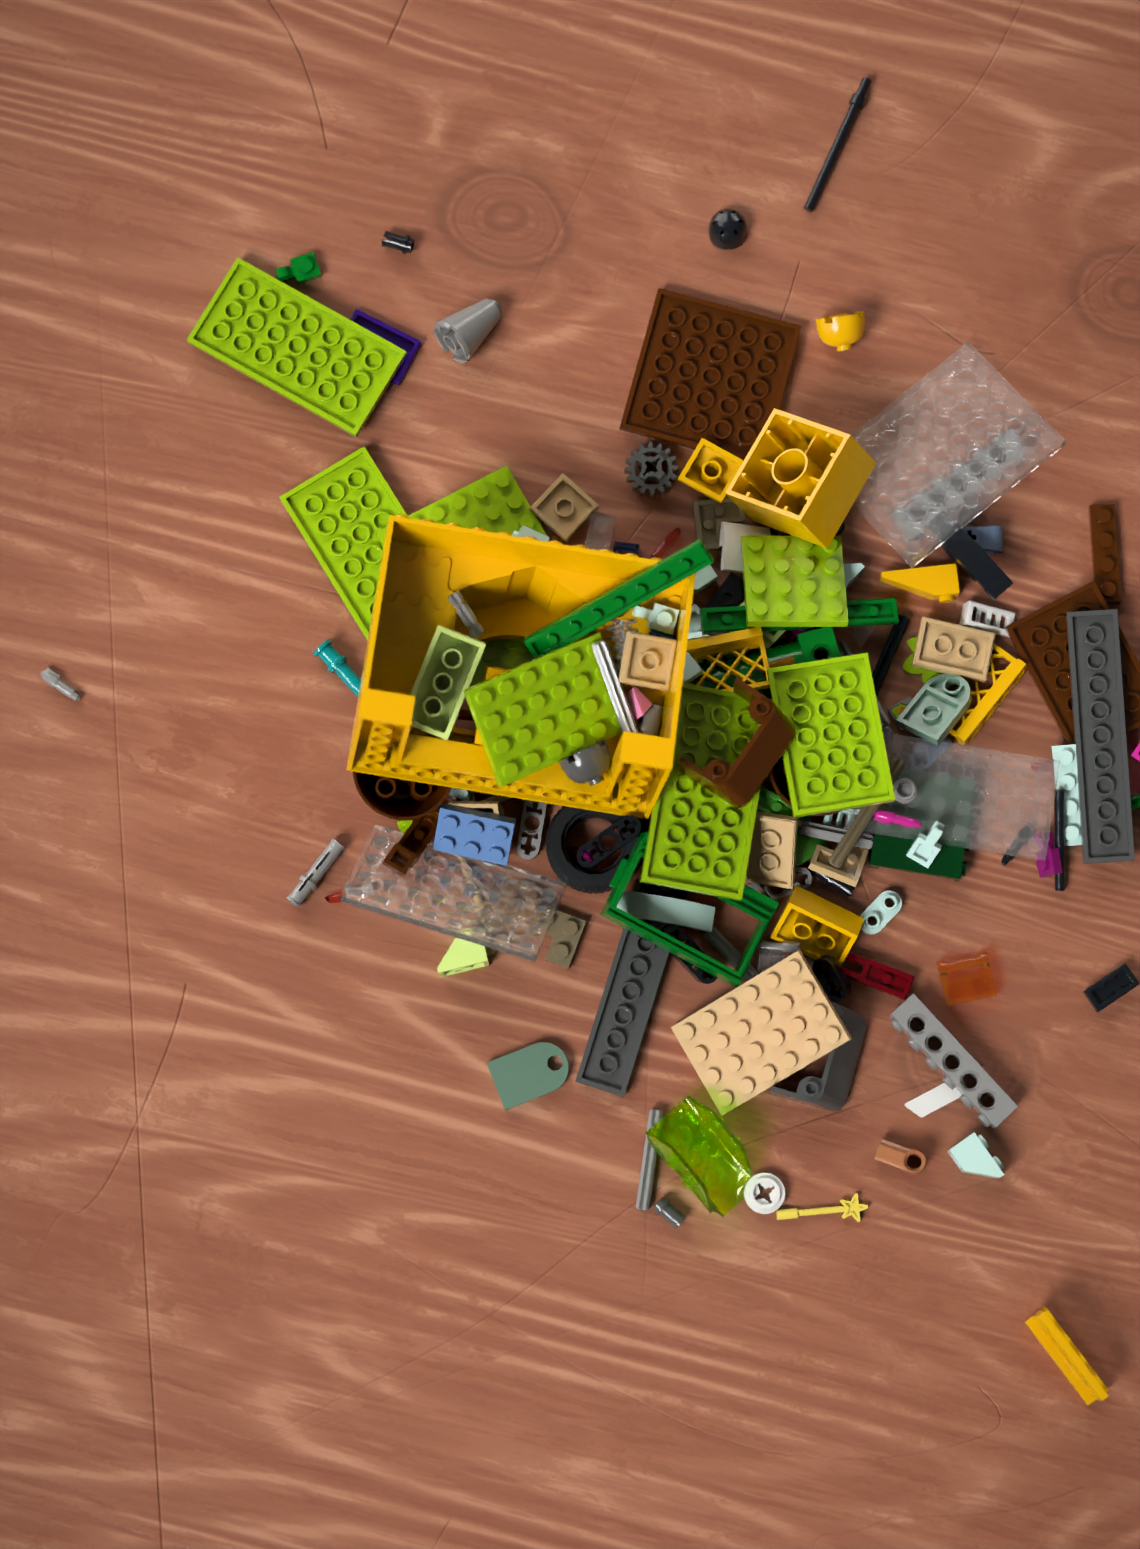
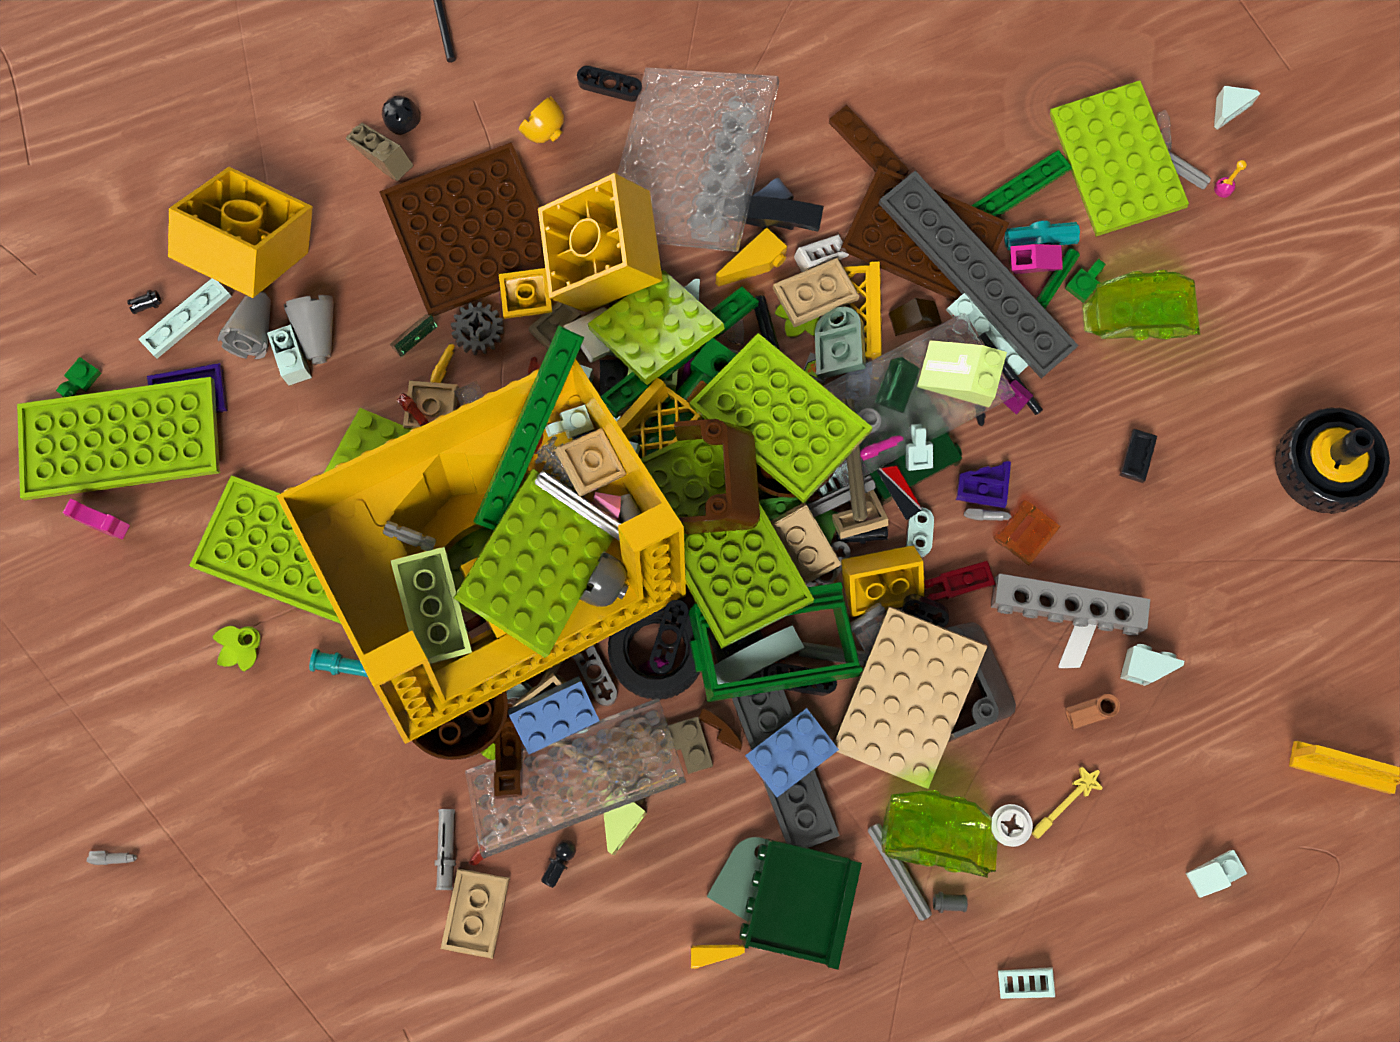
camera: 40 degrees left, 5 degrees down
(234, 405) = (95, 519): none -> dark pink piece
(267, 590) = (235, 648): none -> lime plate
(302, 939) = (475, 913): none -> tan tile
(404, 944) = (564, 851): none -> black axle
(421, 281) = (185, 318): none -> light aqua plate
(451, 1104) = (708, 954): none -> yellow slope
(482, 378) = (289, 355): none -> light aqua slope
(517, 248) = (239, 231): none -> yellow brick
(518, 369) = (312, 325): none -> light grey cone
(547, 496) = (410, 406): none -> clear red piece
(554, 1121) = (800, 902): none -> dark green panel
(594, 481) = (440, 369): none -> yellow piece
(595, 434) = (414, 335): none -> clear green slope
(596, 952) = (726, 735): none -> reddish brown slope
(636, 1005) = (791, 753): none -> medium blue plate
(685, 250) = (380, 151): none -> dark tan slope
(699, 1328) = (1036, 972): none -> light aqua slope
(887, 866) = (899, 491): none -> sticker
(895, 1353) = (1216, 874): none -> light aqua slope
(910, 322) = (604, 75): none -> black beam
(942, 937) = (980, 514): none -> light grey piece
(952, 779) = (897, 384): none -> clear green slope
(964, 916) = (985, 486): none -> dark purple wing
(1012, 808) = (962, 371): none -> yellowish green slope
(1022, 732) = (914, 316): none -> dark brown slope

